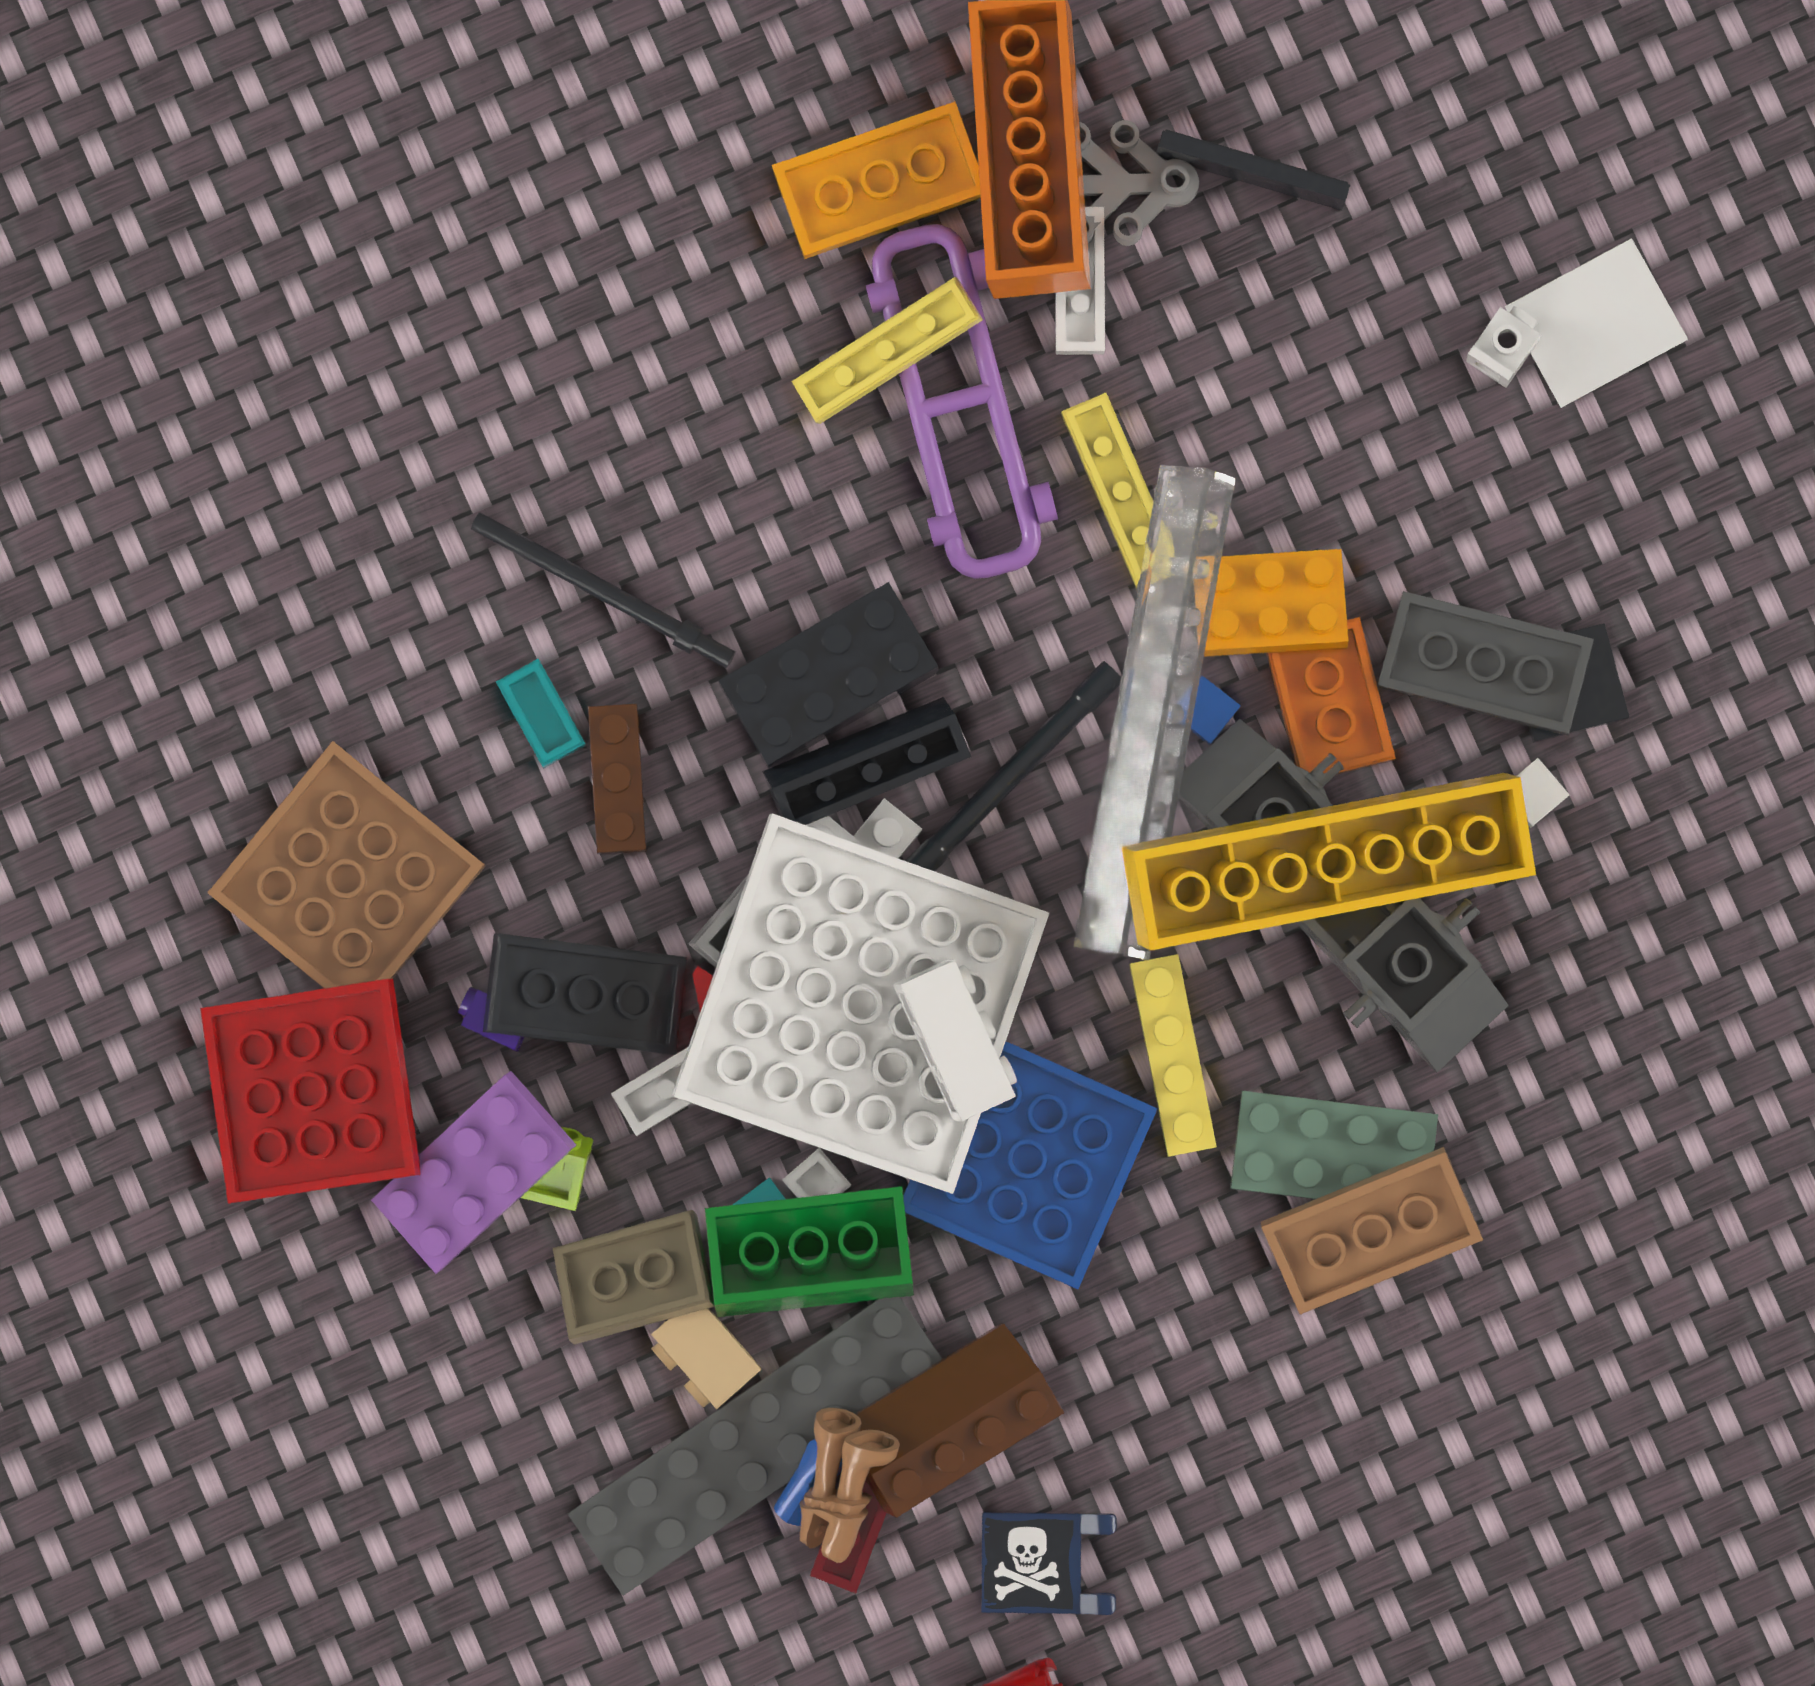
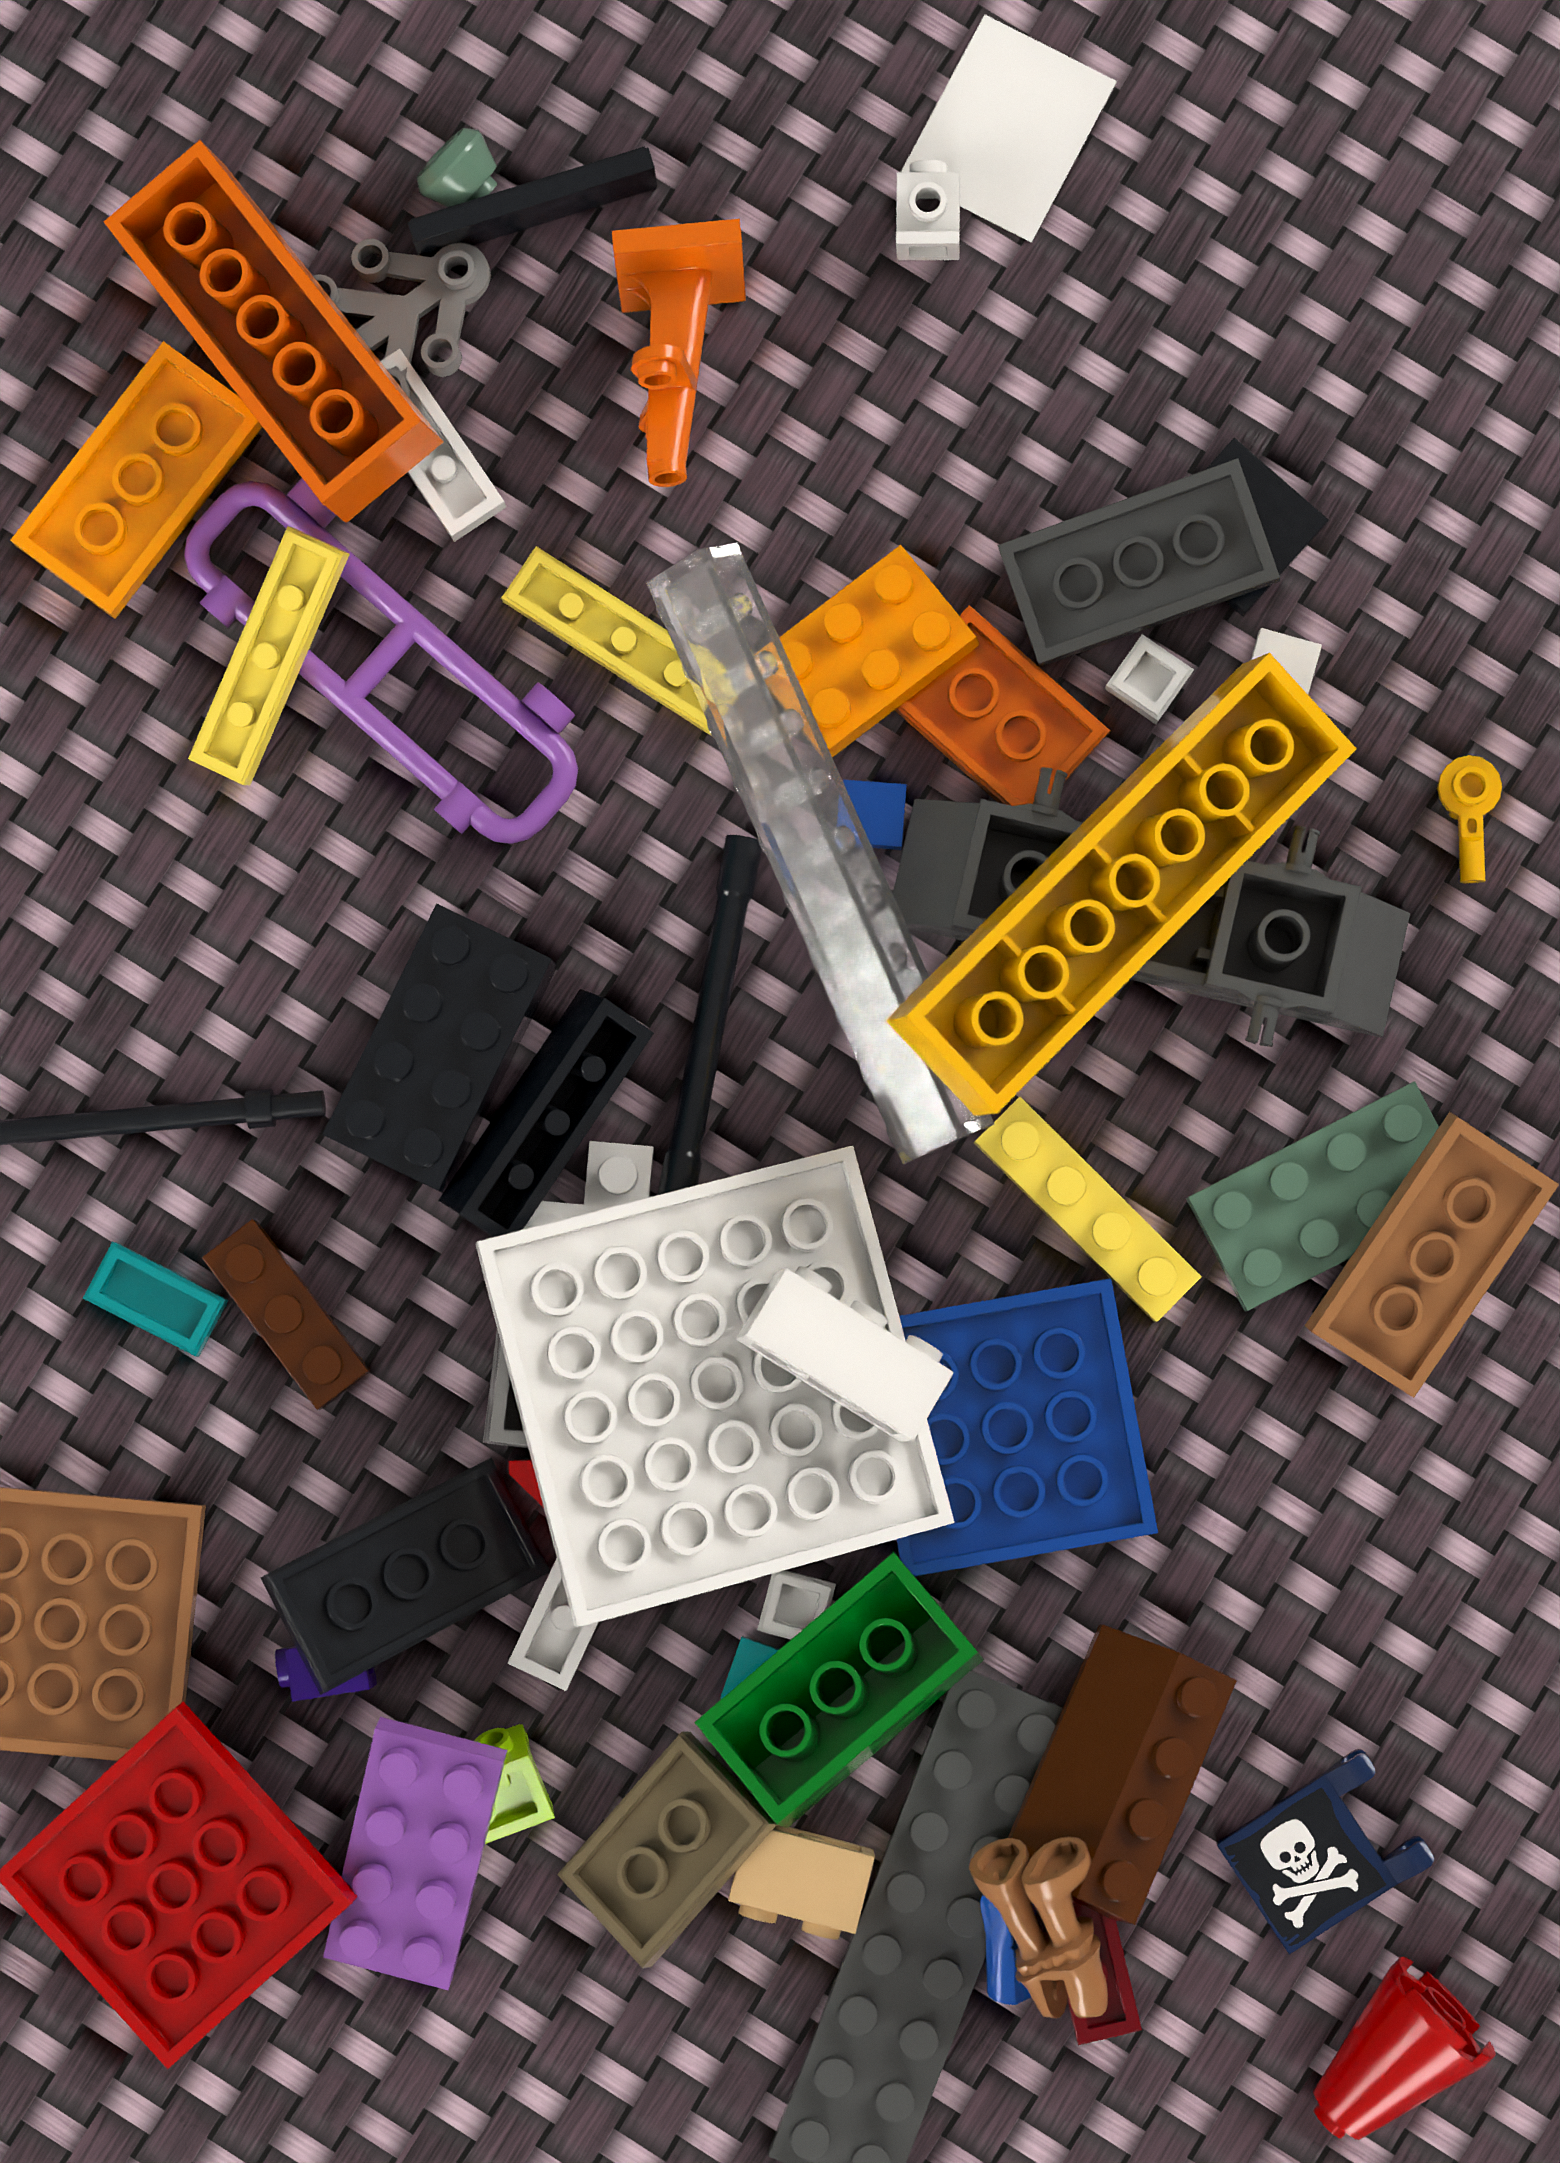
camera: 30 degrees left, 0 degrees up
(1219, 116) = (458, 170): none -> sand green cone
(1310, 282) = (676, 277): none -> orange piece
(1443, 742) = (1149, 679): none -> white tile
(1600, 953) = (1470, 790): none -> yellow plate

